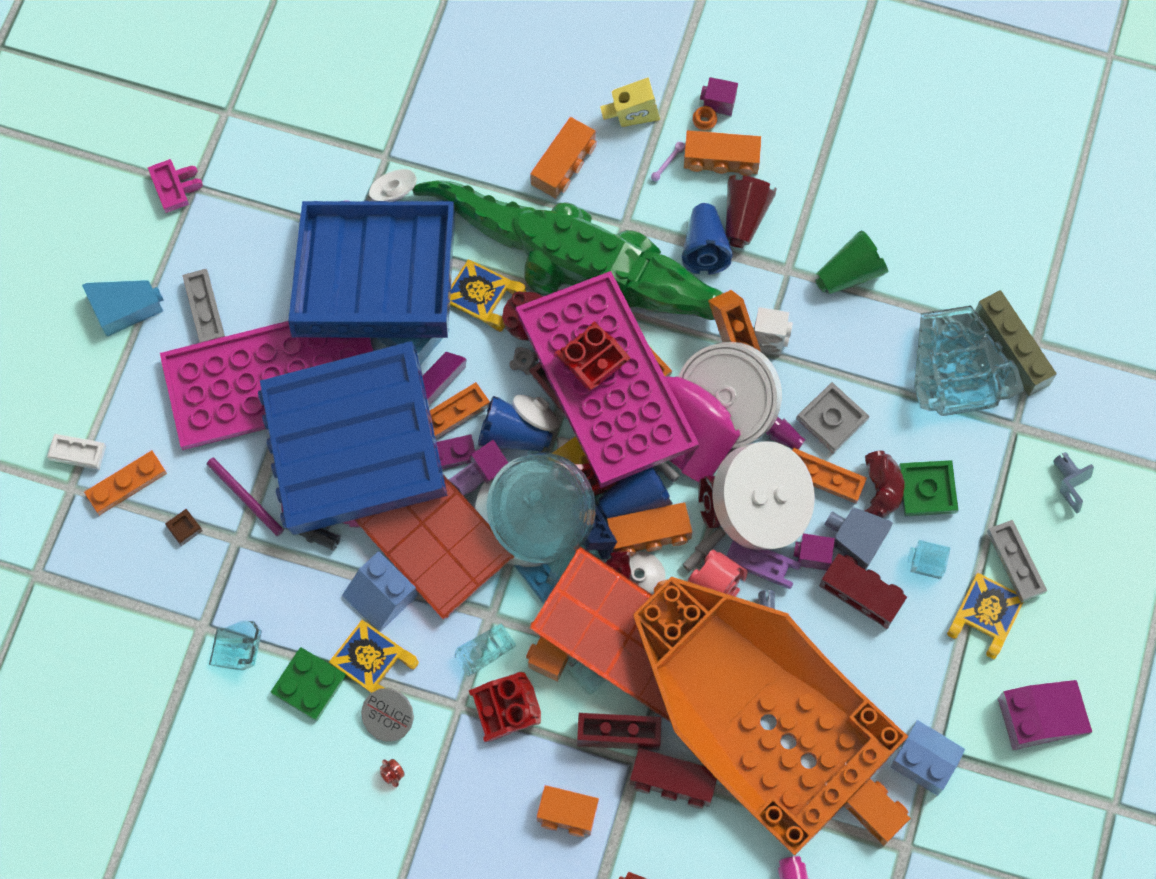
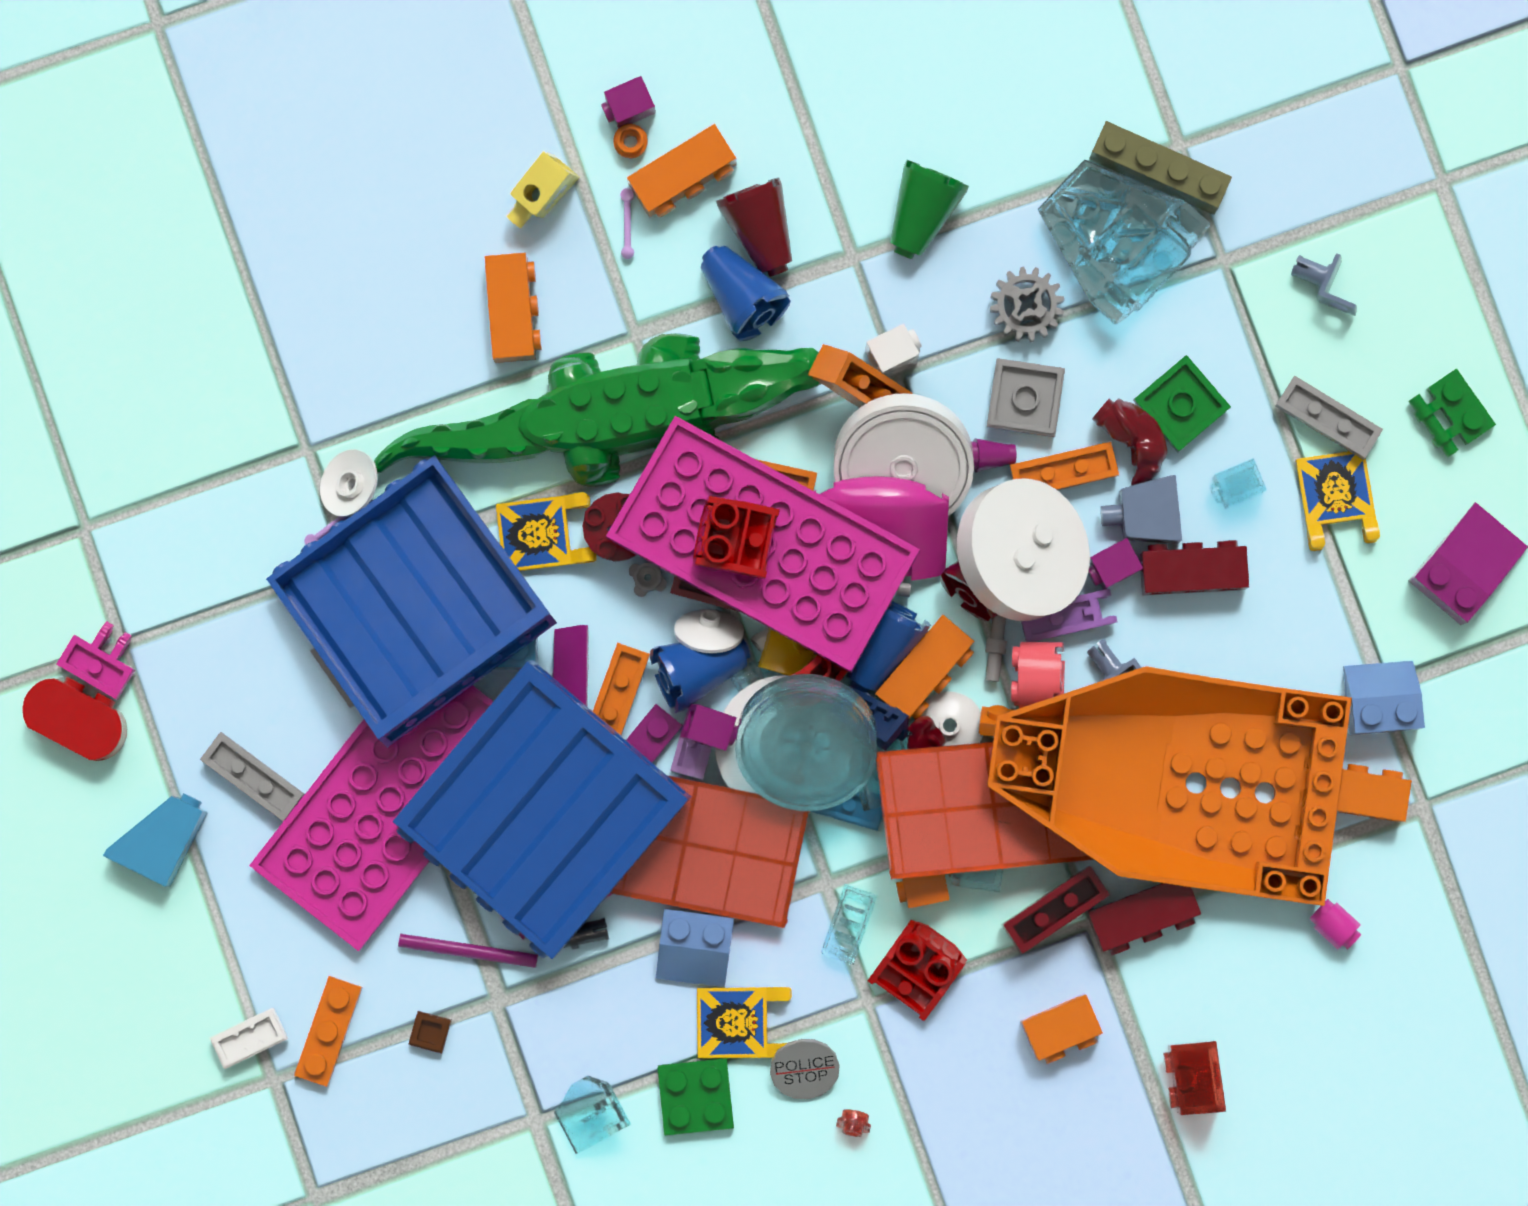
camera: 35 degrees left, 15 degrees up
(132, 204) = (75, 718): none -> red brick
(879, 355) = (1014, 293): none -> light grey gear
(1106, 614) = (1459, 406): none -> green plate

